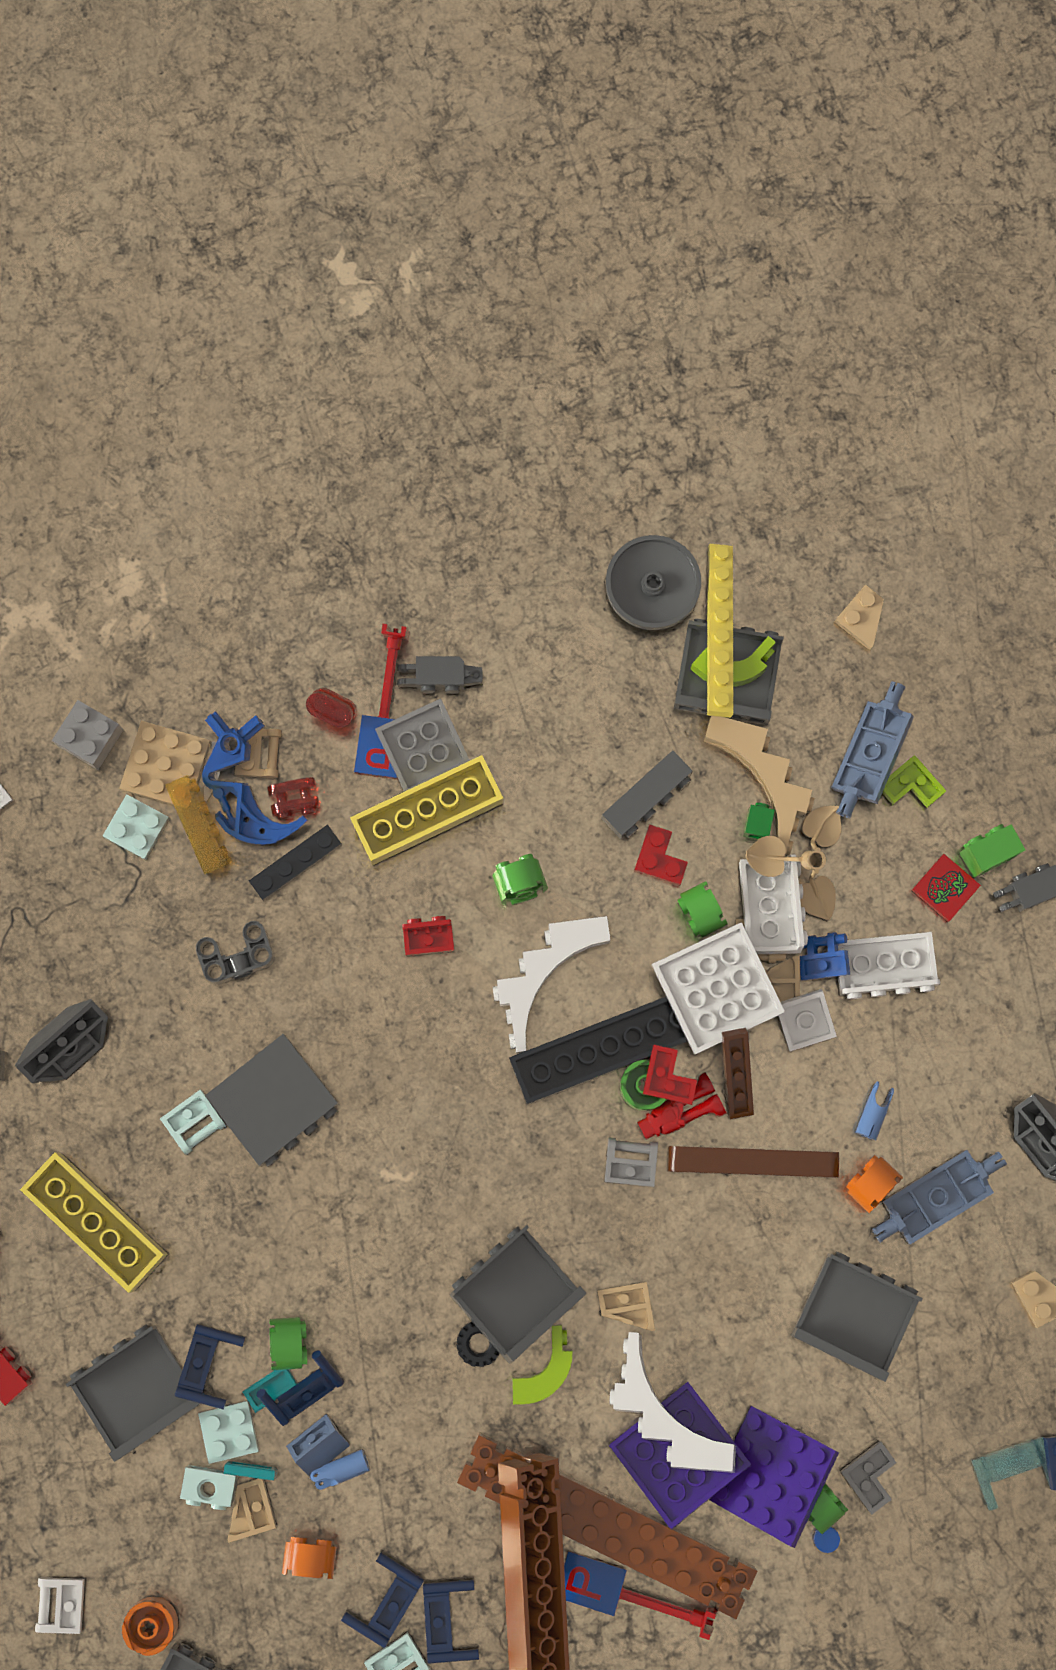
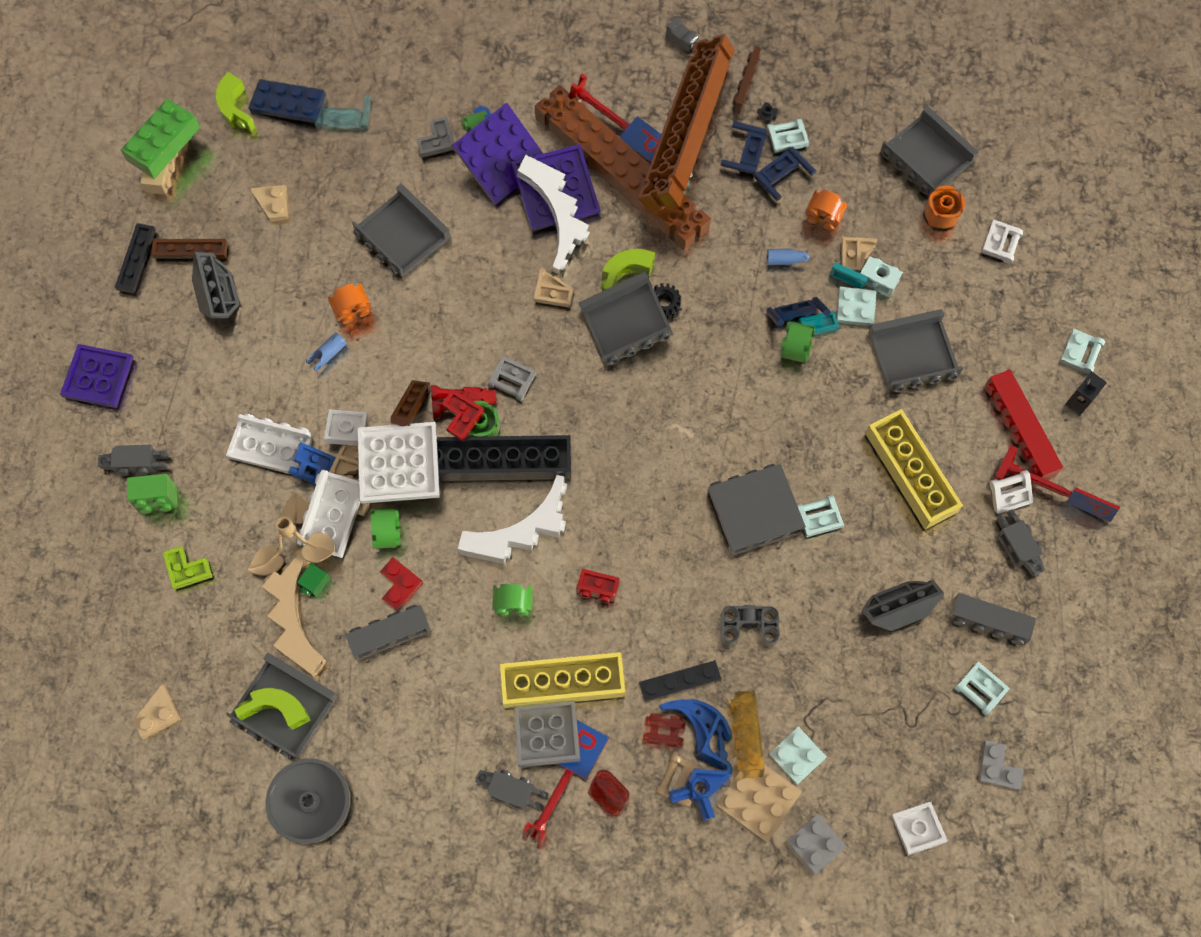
camera: 160 degrees left, 10 degrees down
(199, 1362) = (864, 352): dark blue plate -> none
(317, 1445) = (798, 277): sand blue panel -> none
(720, 631) = (272, 737): light yellow plate -> none
(753, 1161) = (426, 349): reddish brown beam -> none
(872, 751) = (202, 601): sand blue plate -> none
(938, 1196) = (308, 283): sand blue plate -> none
(946, 887) = (199, 485): red tile -> none

